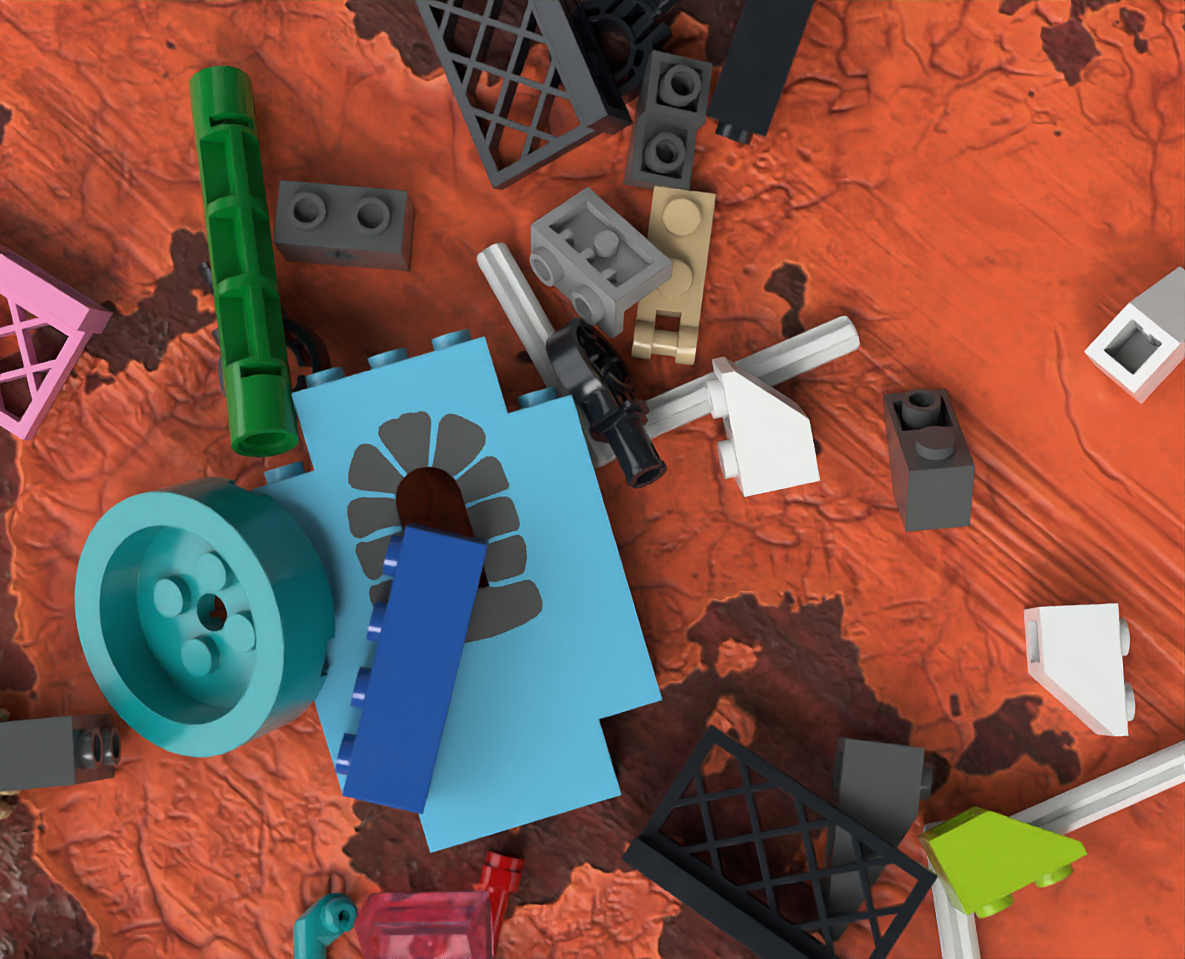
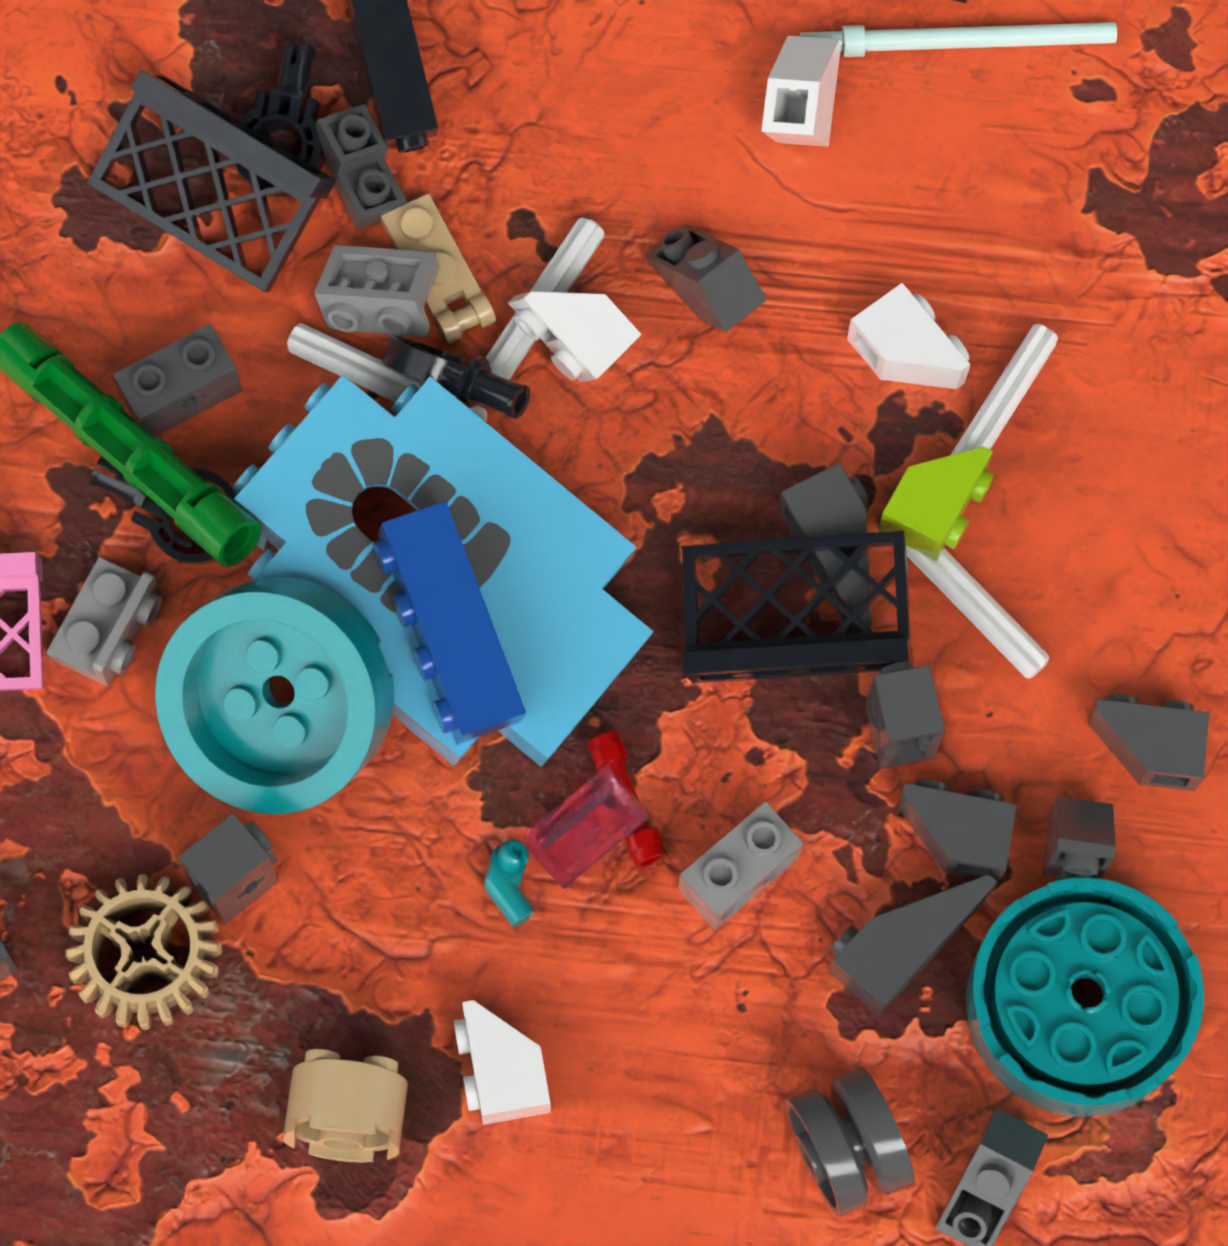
camera: 40 degrees left, 10 degrees down
(124, 415) = (105, 621): none -> light grey bracket

